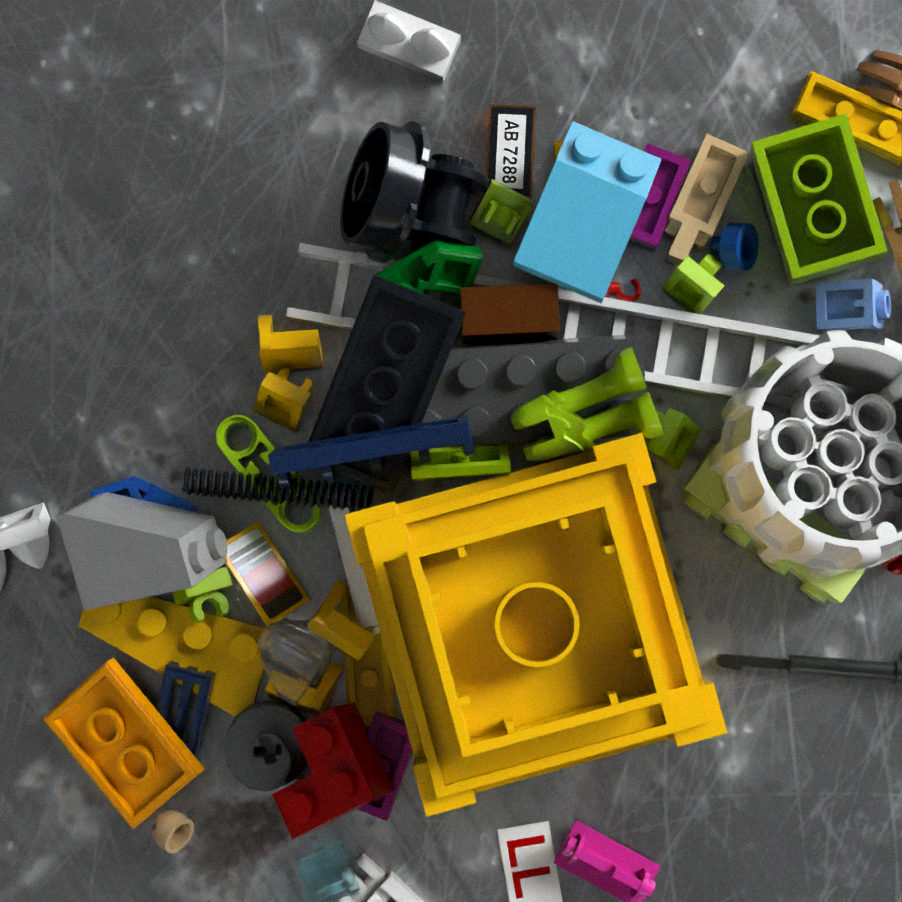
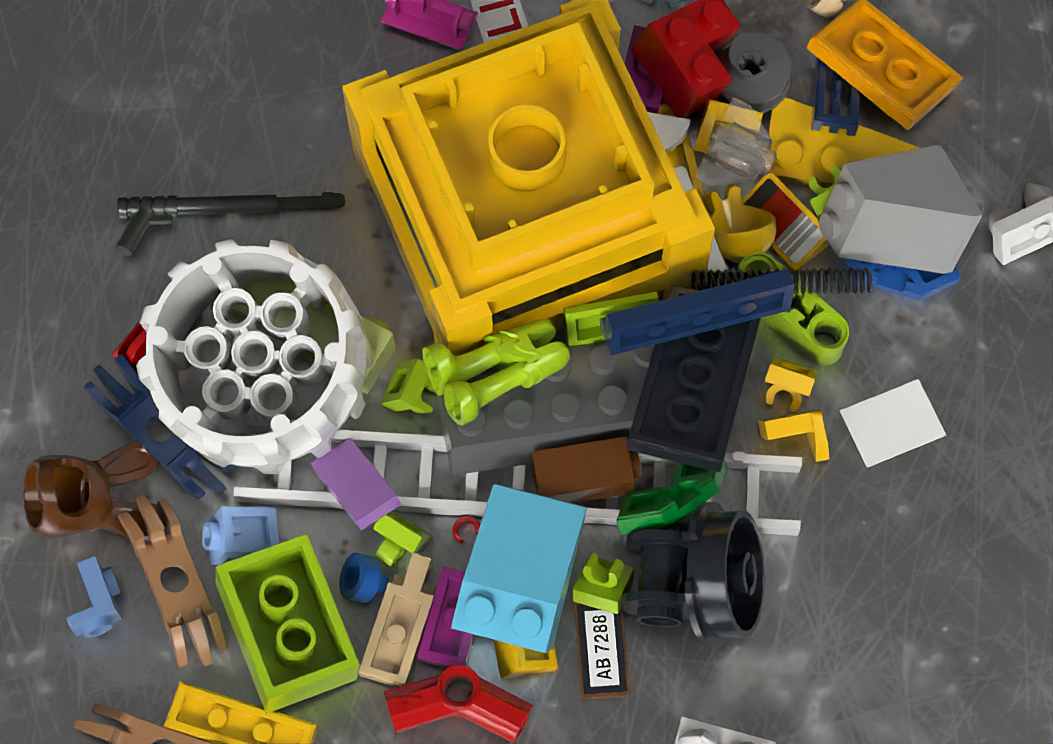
camera: 170 degrees right, 15 degrees down
(187, 349) = (892, 423): none -> white sticker
(308, 567) = (739, 227): none -> yellow piece
(338, 628) = (705, 167): yellow tile -> none
(373, 686) = (670, 129): none -> white tile
(683, 116) = (486, 707): none -> red piece
(735, 331) = (355, 484): none -> medium lavender tile

